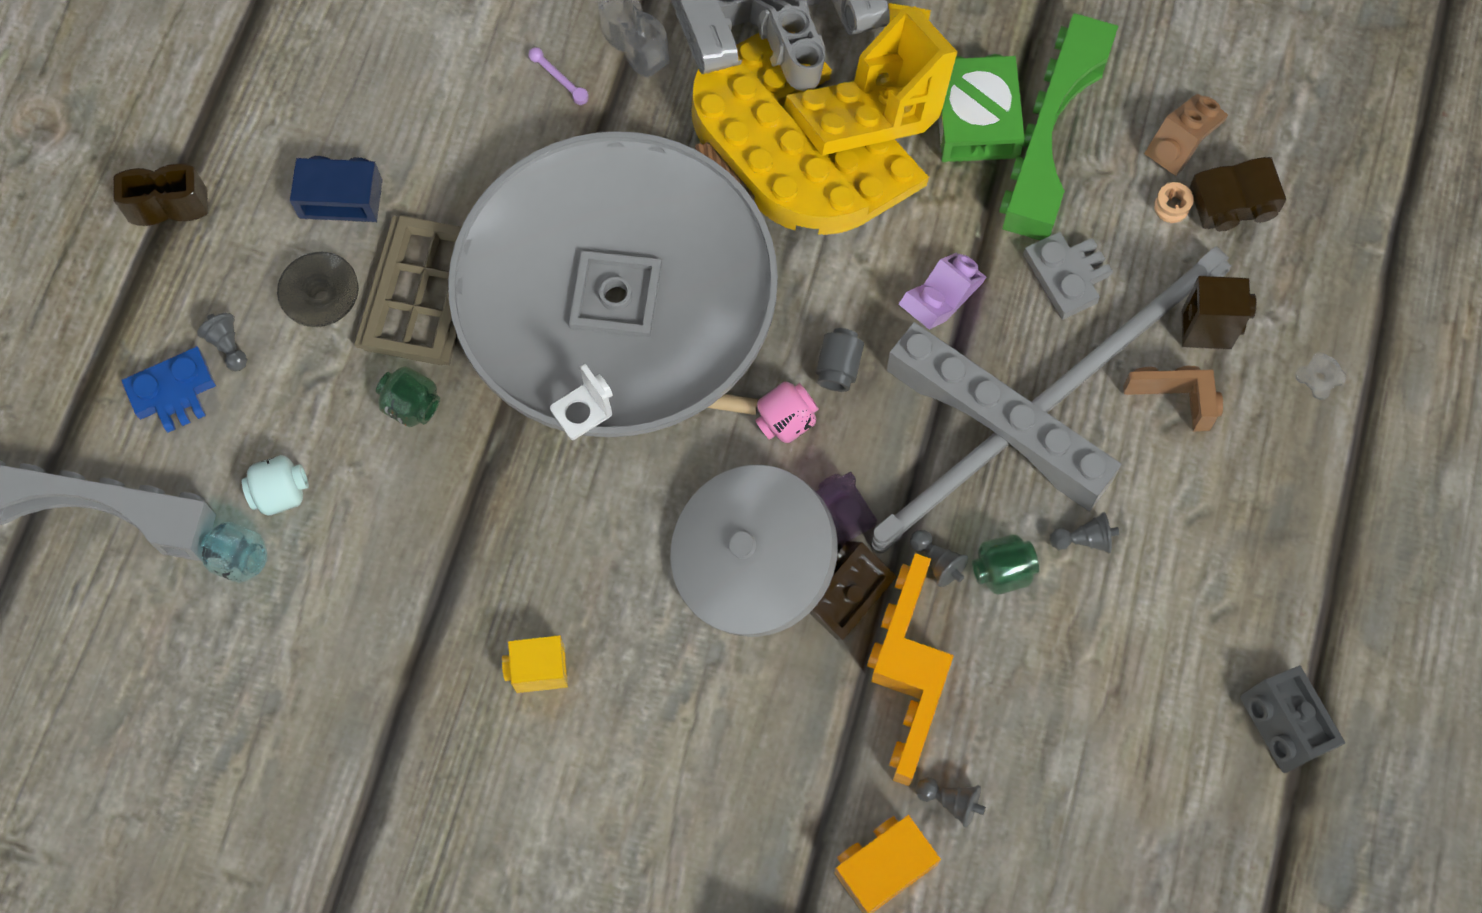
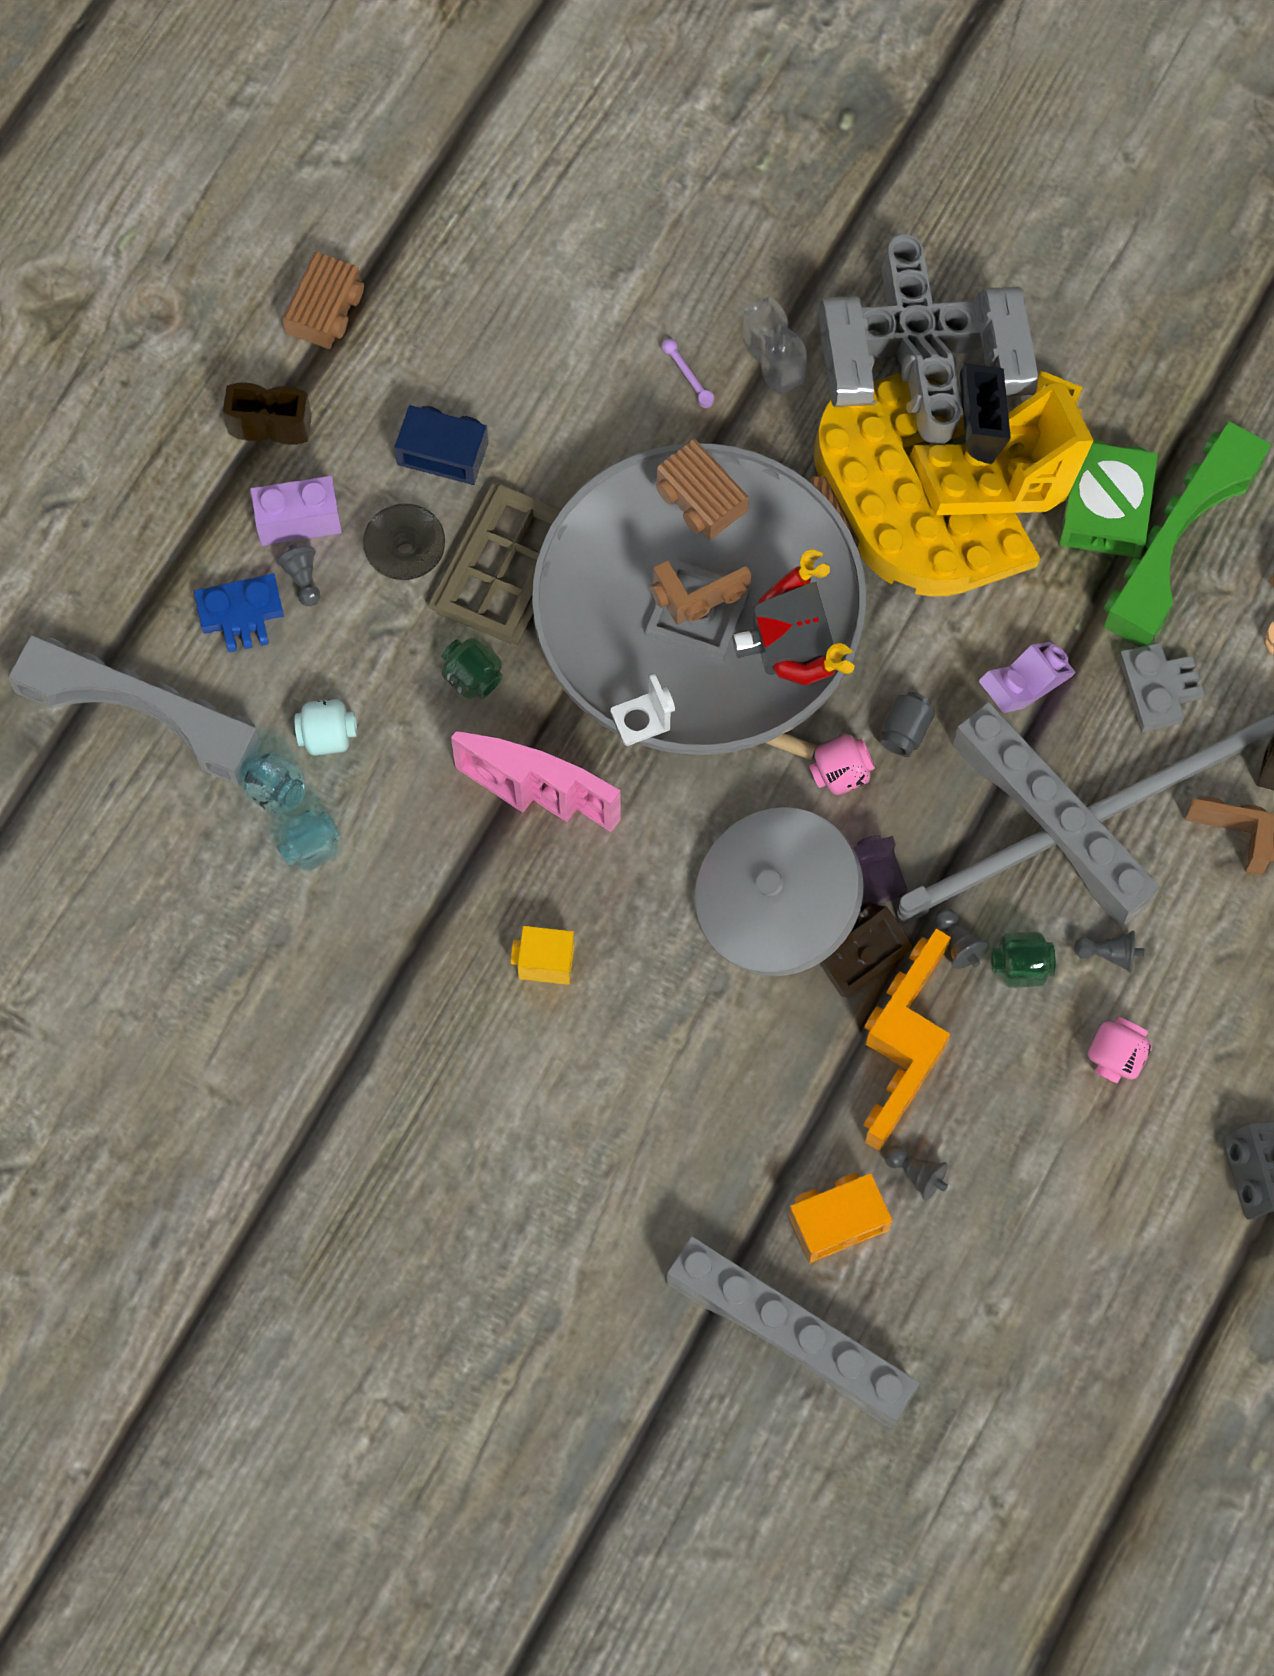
camera: 10 degrees right, 0 degrees up
(196, 79) = (323, 300): none -> medium nougat brick
(206, 281) = (296, 510): none -> lavender brick
(279, 600) = (309, 839): none -> clear light blue head
(485, 488) = (529, 775): none -> bright pink slope
(592, 177) = (701, 490): none -> medium nougat brick
(609, 290) = (669, 592): none -> medium nougat bracket
(711, 291) = (793, 628): none -> torso
(846, 48) = (984, 411): none -> black brick
(1120, 632) = (1119, 1050): none -> bright pink head

